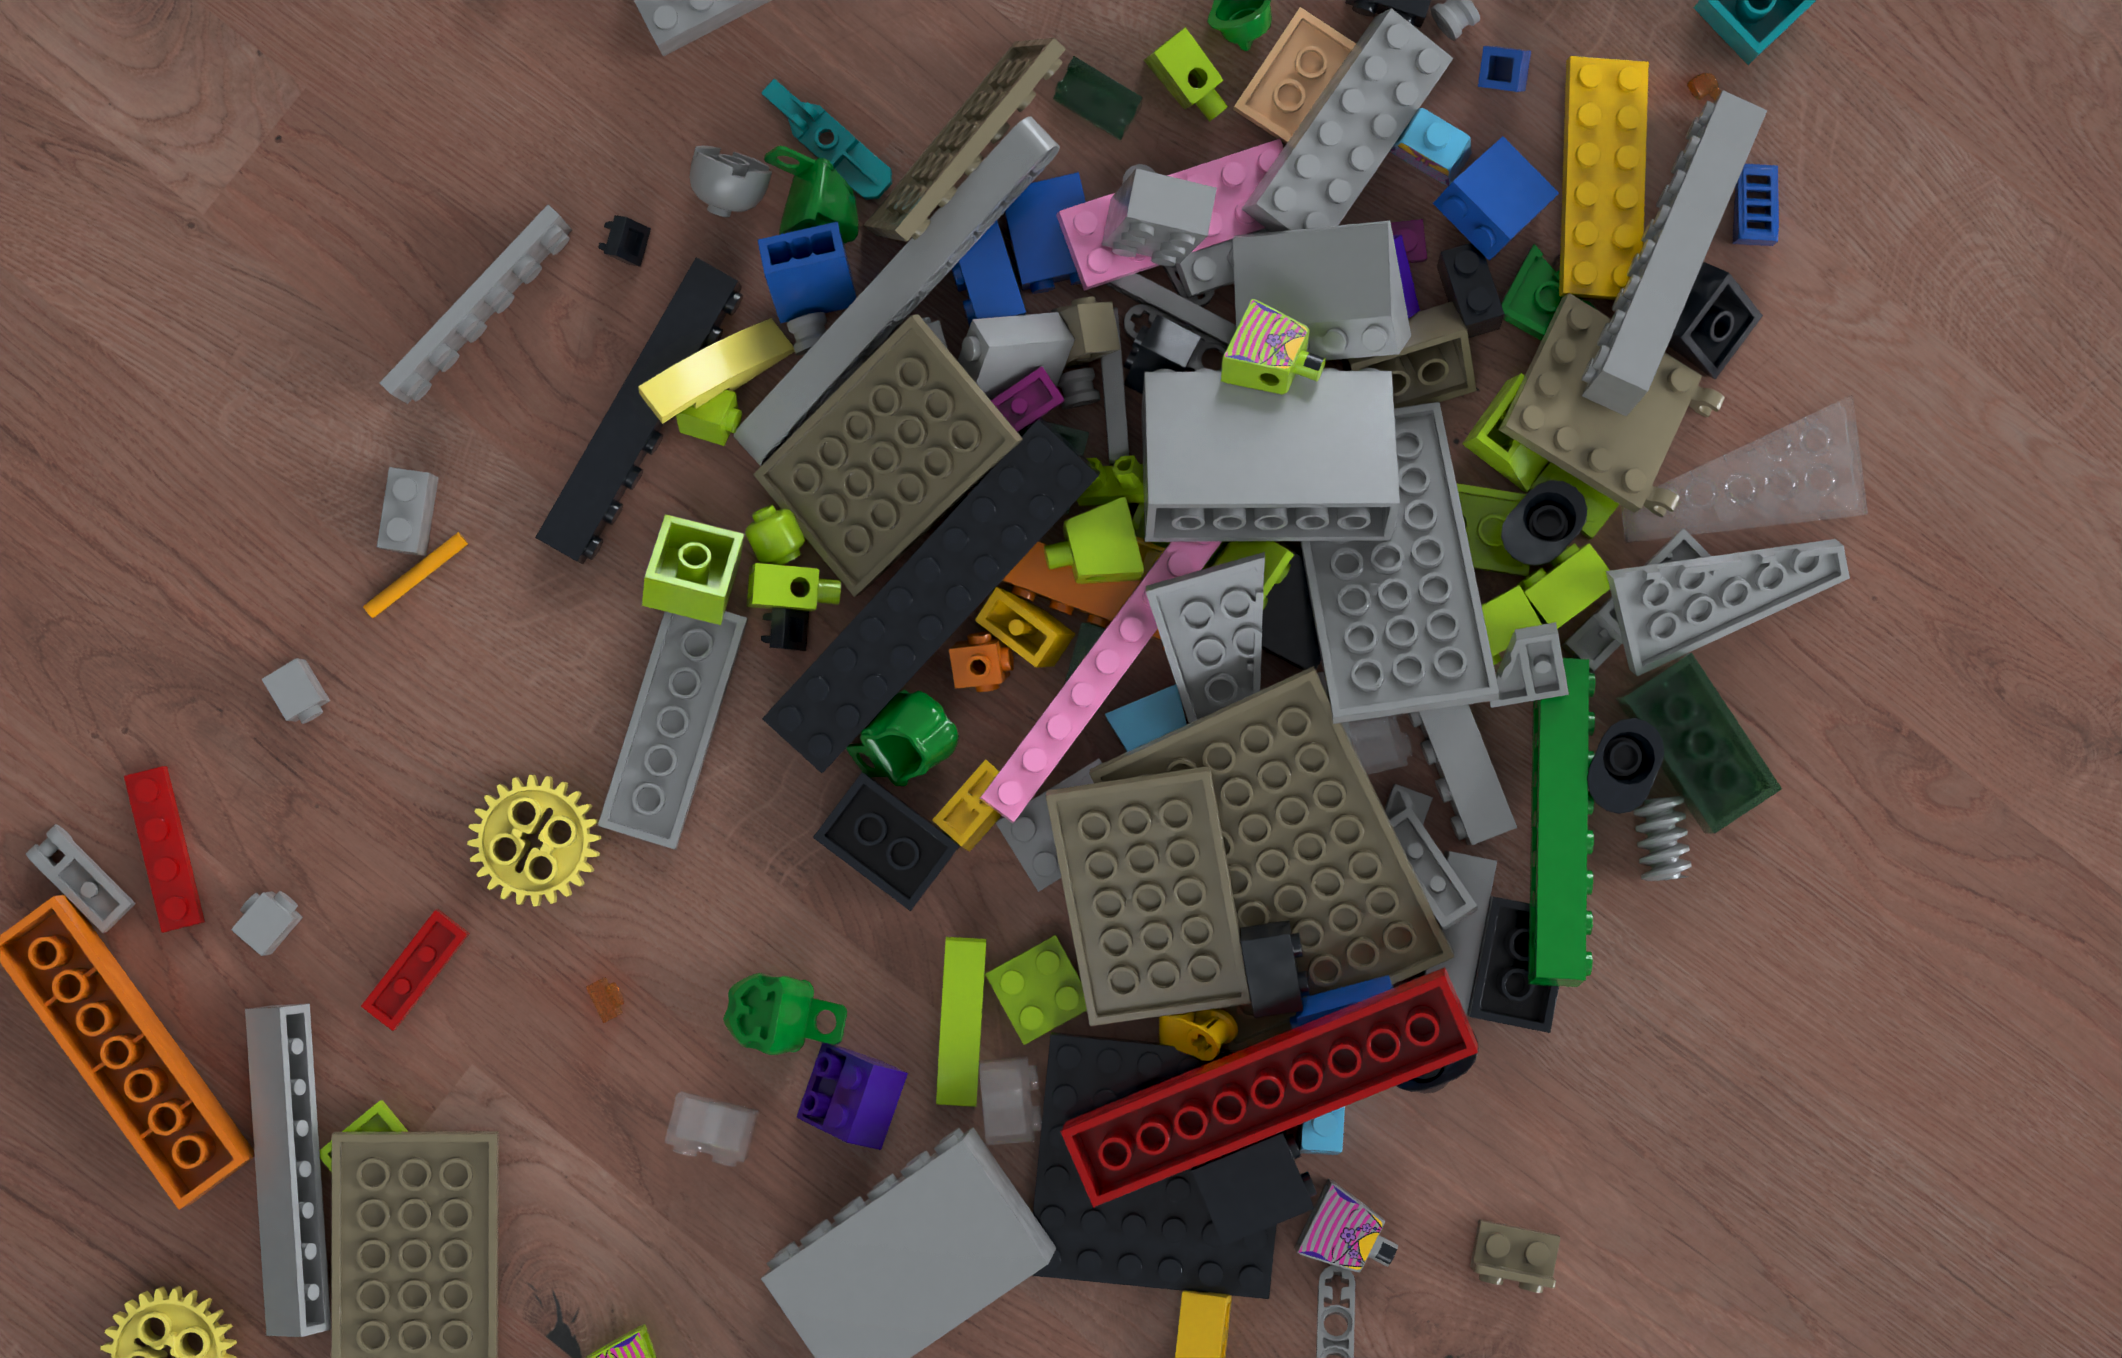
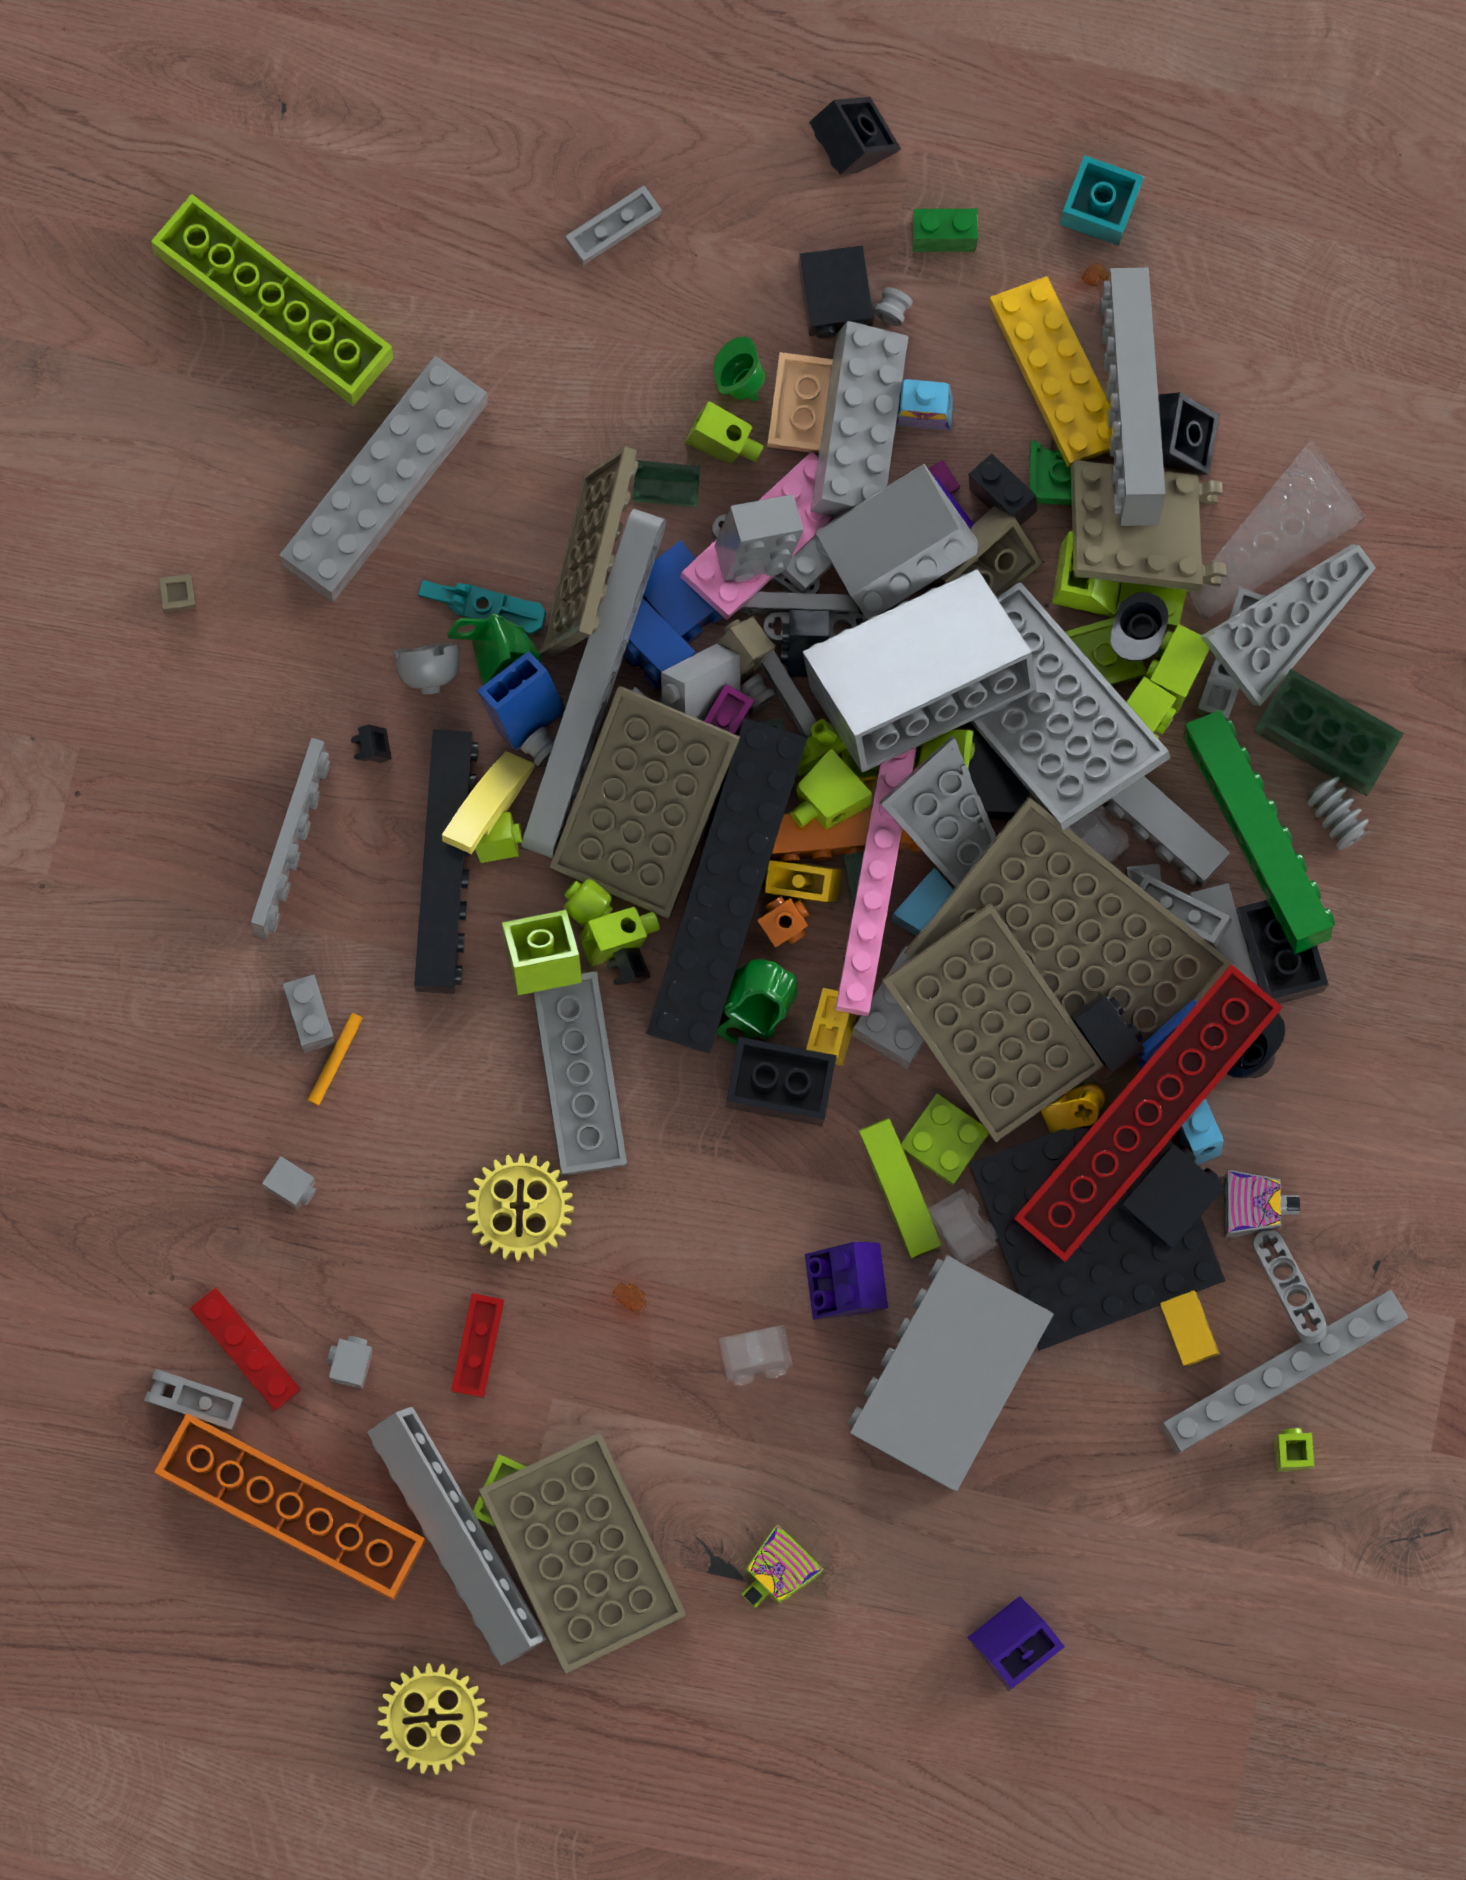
camera: 30 degrees left, 10 degrees down
(778, 1014) = (762, 1246): green piece -> none
(1269, 351) = (885, 594): lime torso -> none
(1495, 198) = (988, 418): blue brick -> none
(1504, 68) = (947, 326): blue brick -> none
(1515, 1255) = (1386, 1162): dark tan bracket -> none
(1531, 667) = (1182, 730): light grey wing -> none
(1625, 765) = (1284, 768): black piece -> none
(1749, 236) = (1174, 363): blue slope -> none

